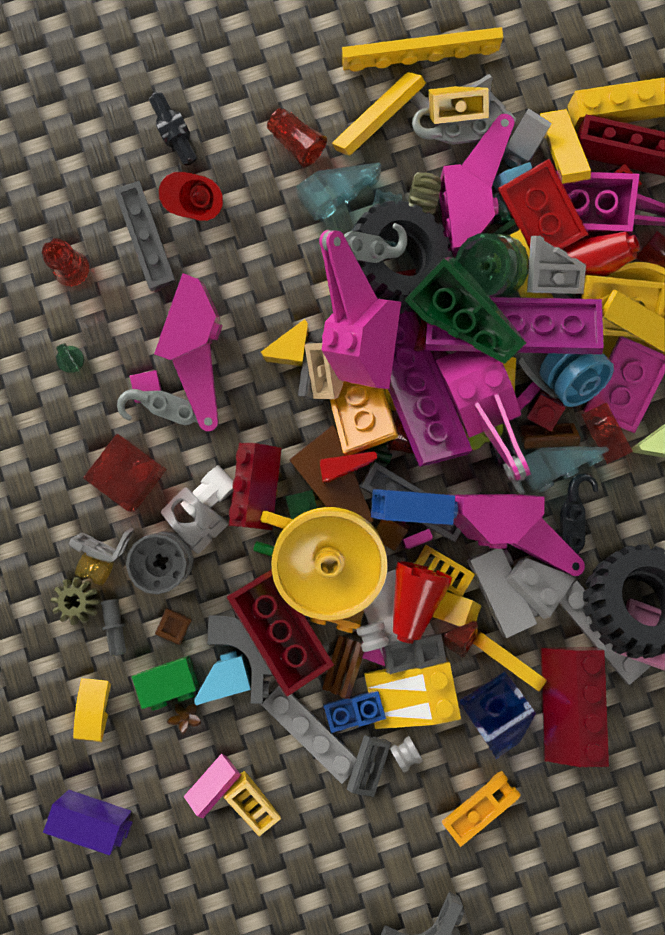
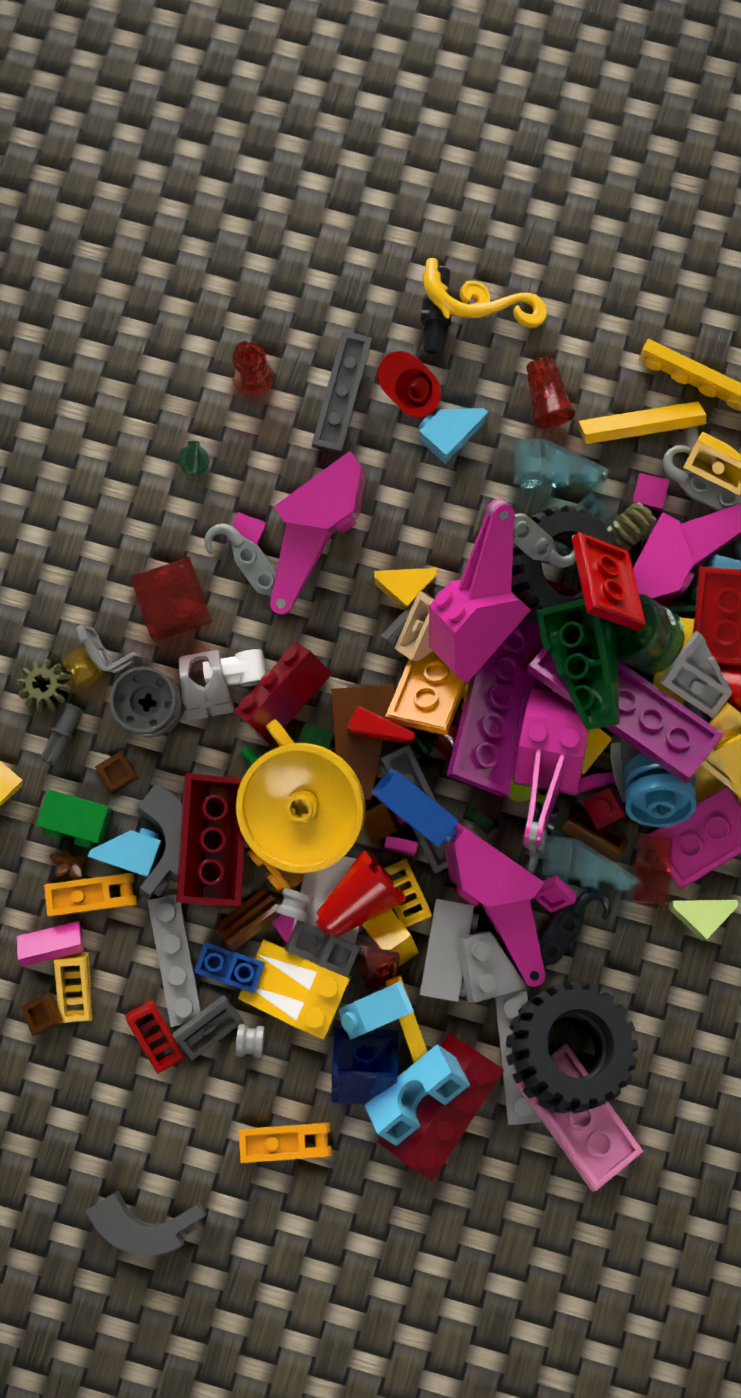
camera: 35 degrees right, 5 degrees down
(194, 94) = (472, 289): none -> yellow plant
(215, 730) = (89, 895): none -> light orange plate
(242, 840) = (42, 1014): none -> reddish brown tile
(243, 211) = (450, 430): none -> medium azure slope
(313, 787) = (141, 1011): none -> red slope
(418, 160) = (650, 491): none -> dark pink tile
(444, 242) = (608, 581): none -> red tile
(460, 480) = (480, 819): none -> dark green tile
(483, 671) = (375, 1010): none -> medium azure slope
(553, 497) = (555, 894): none -> dark pink tile
(557, 688) = (395, 1108): none -> medium azure arch

